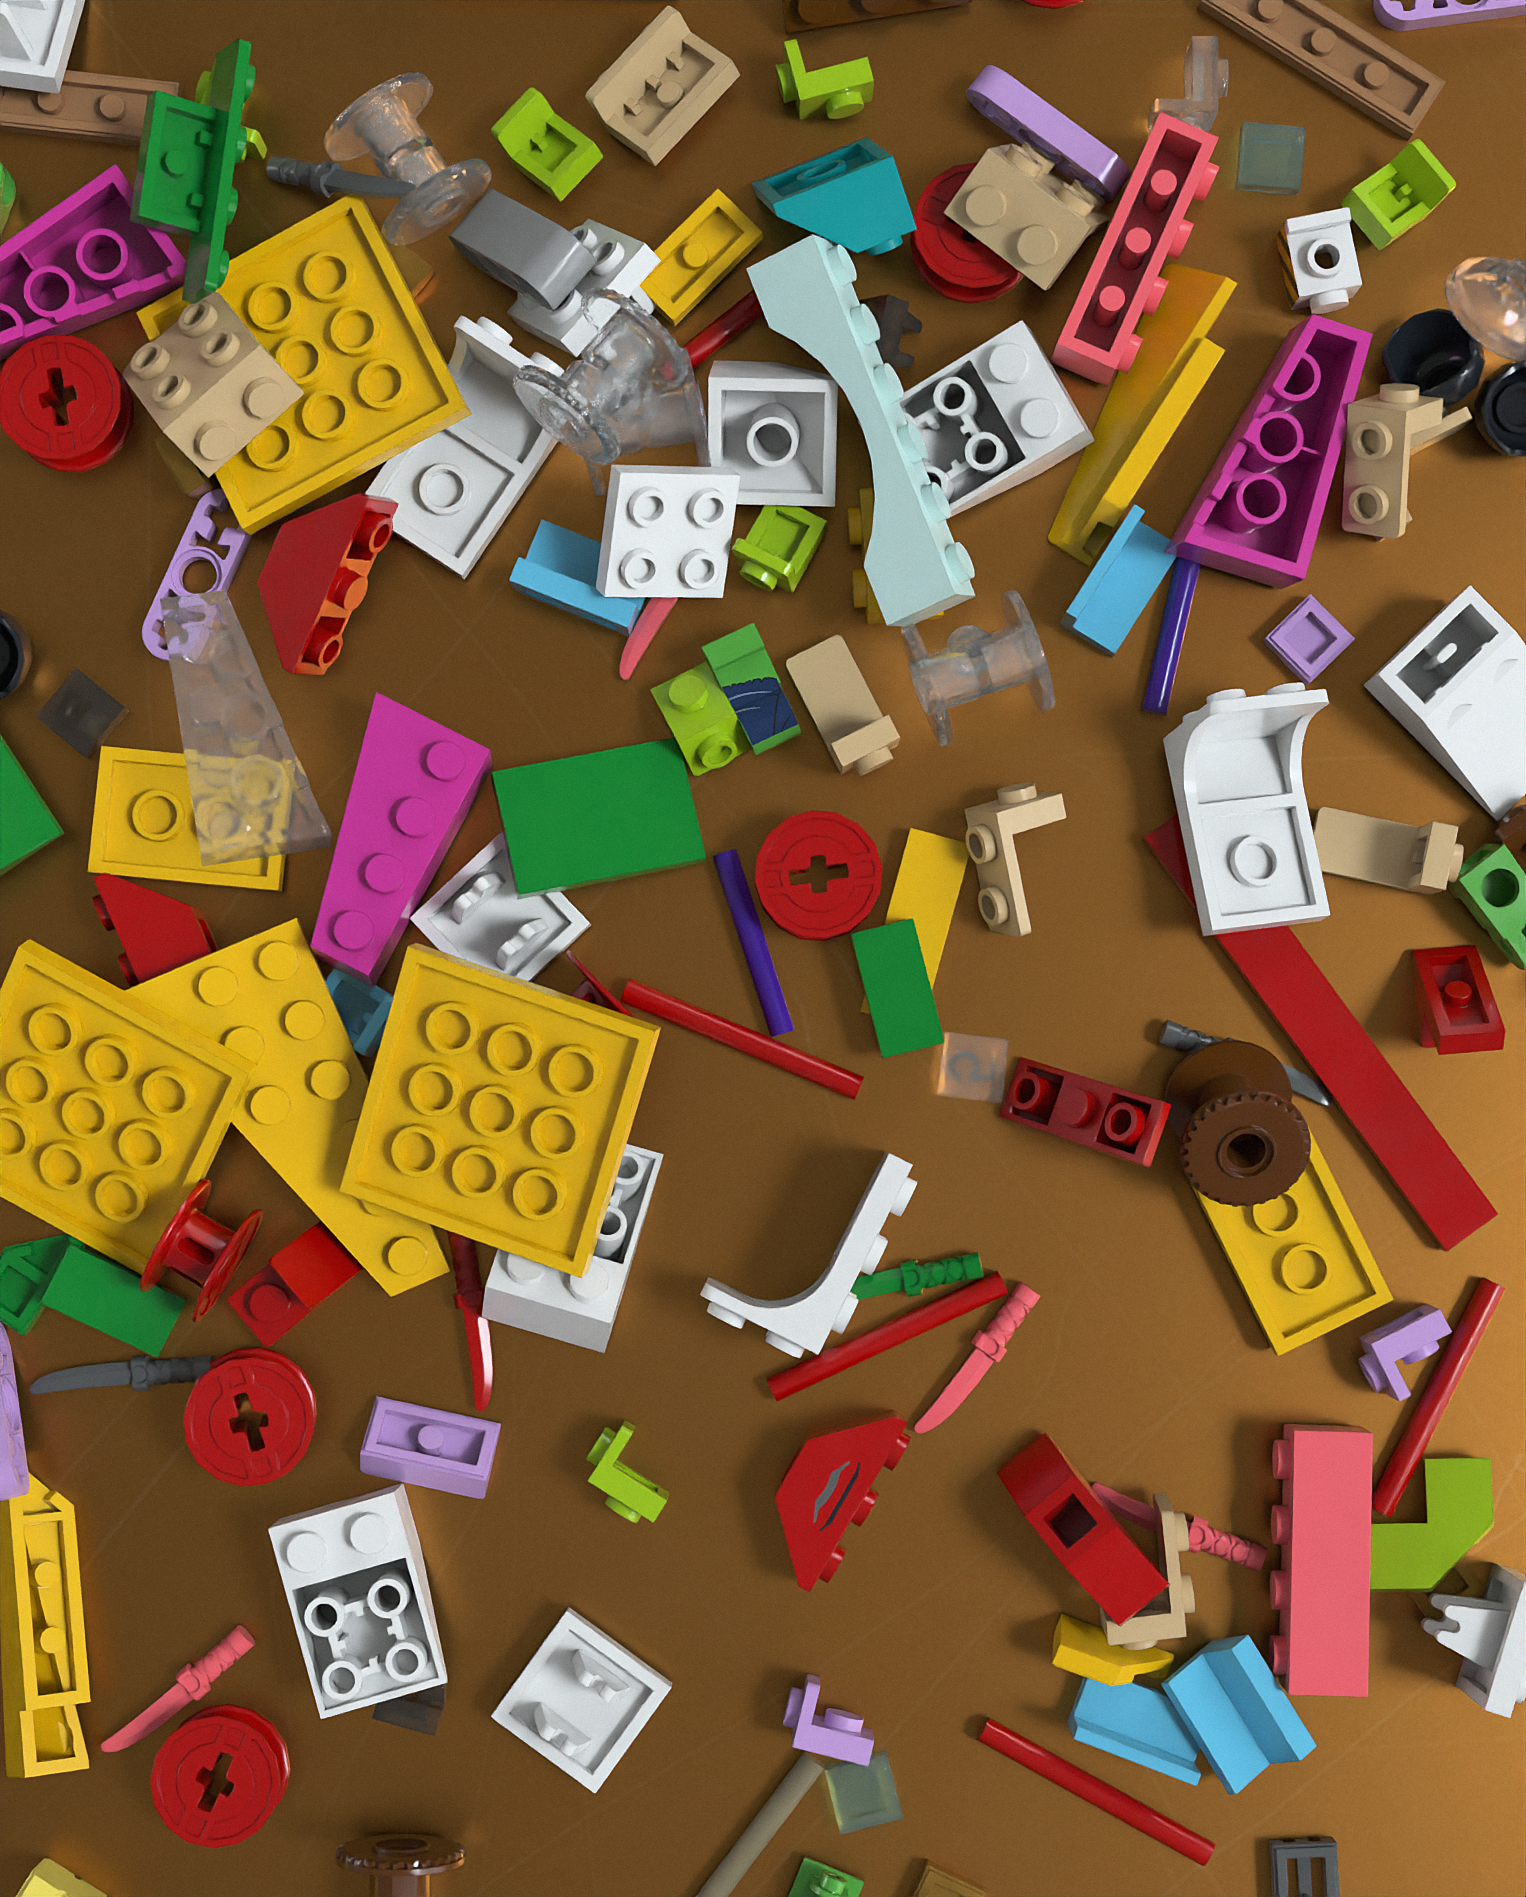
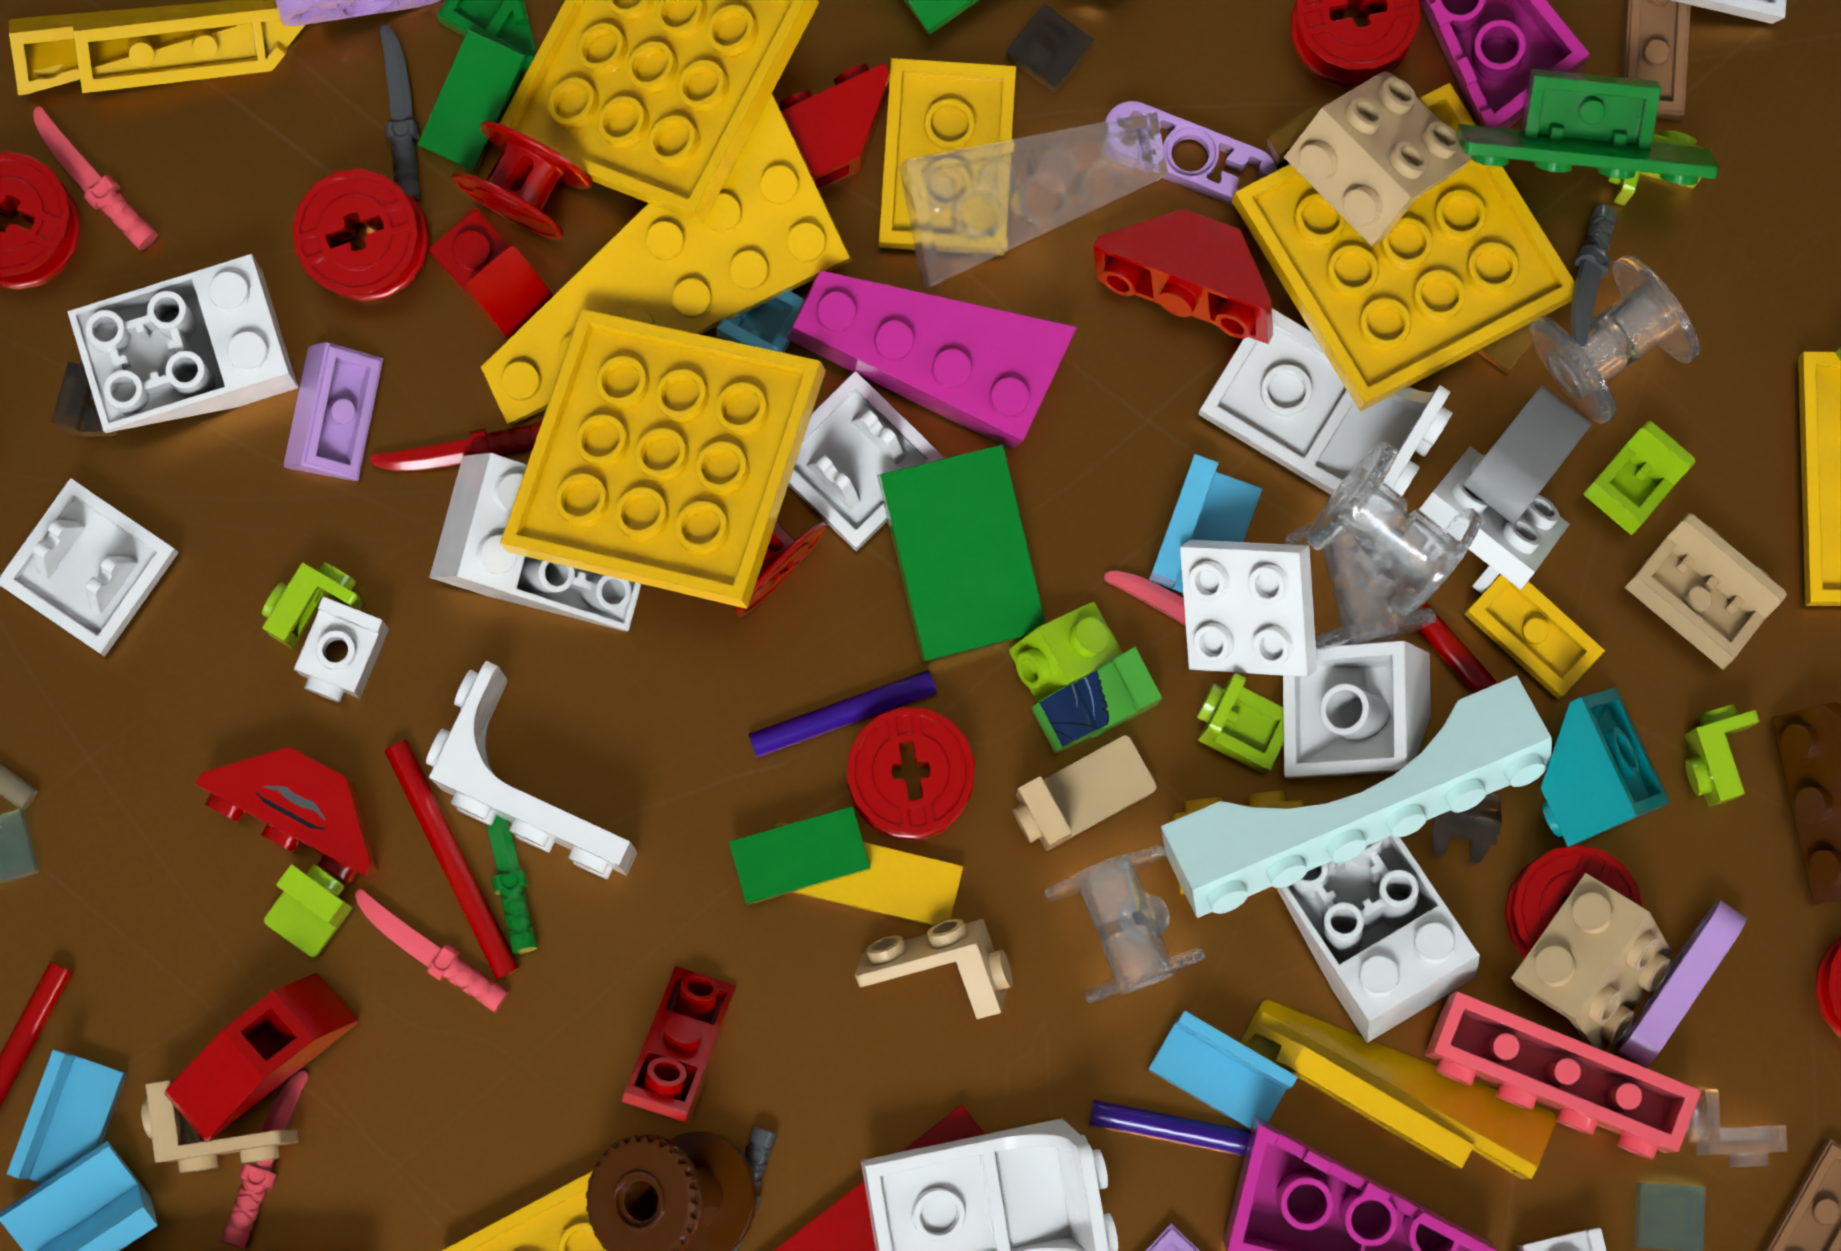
camera: 80 degrees right, 5 degrees down
(659, 1424) = (364, 641): none -> white brick
(742, 1039) = (745, 705): red bar -> none
(835, 1735) = (53, 816): lavender bracket -> none
(935, 1480) = (308, 909): none -> lime bracket
(973, 1067) = (723, 937): clear tile -> none
(1085, 1651) = (138, 1062): yellow tile -> none

